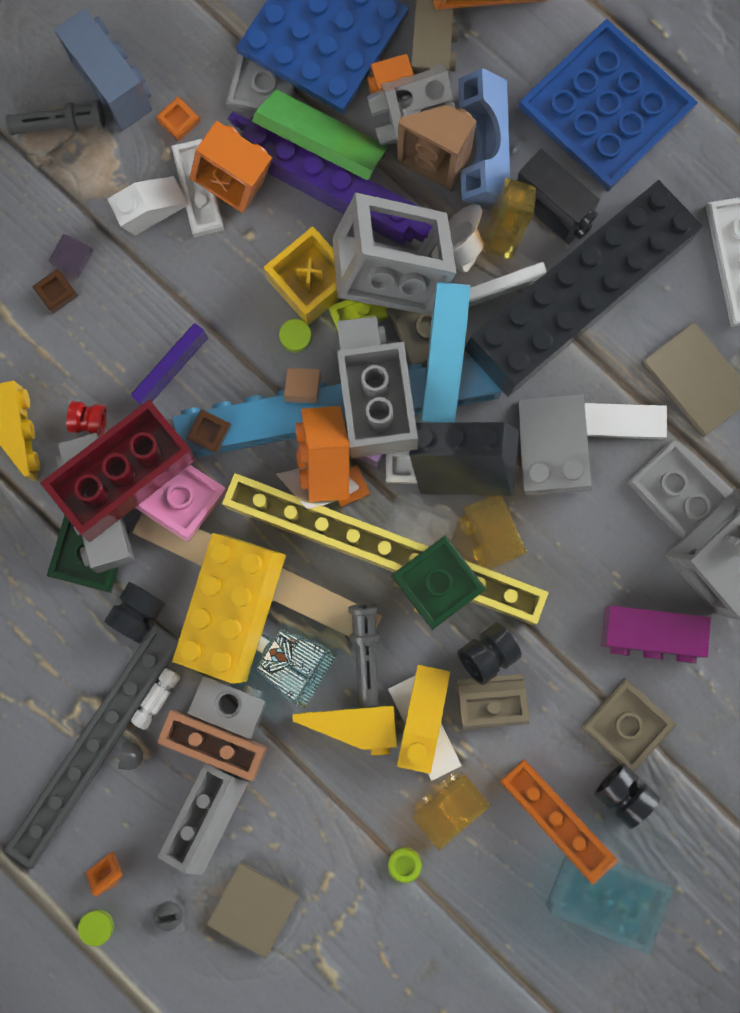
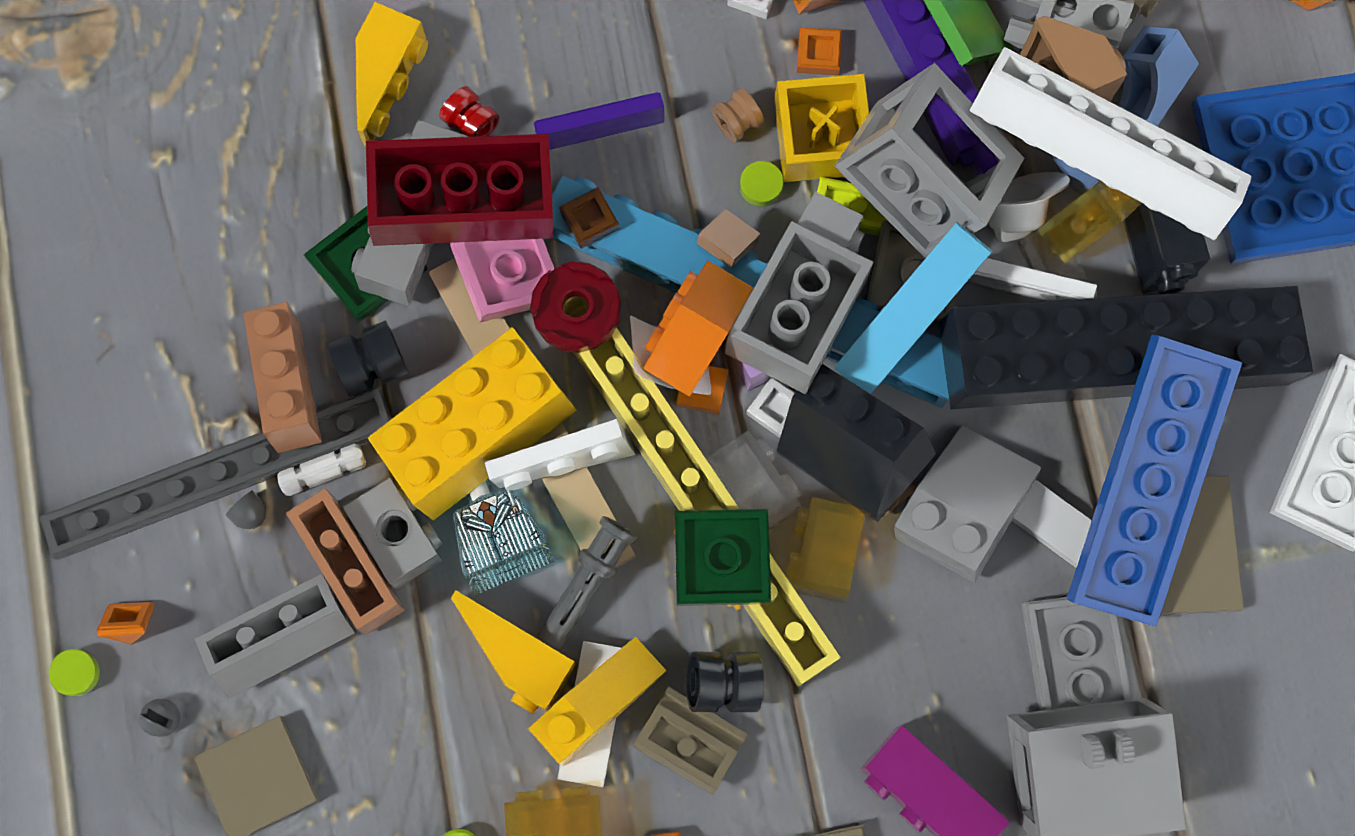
camera: 30 degrees right, 5 degrees down
(91, 661) = (282, 377): none -> nougat brick
(241, 513) = (581, 332): none -> dark red tile
(251, 303) = (737, 115): none -> medium nougat wheel
(271, 228) = (819, 51): none -> orange tile
(297, 590) = (561, 455): none -> white wing
(495, 170) = (1111, 144): none -> white brick
(657, 357) = (1154, 480): none -> blue plate

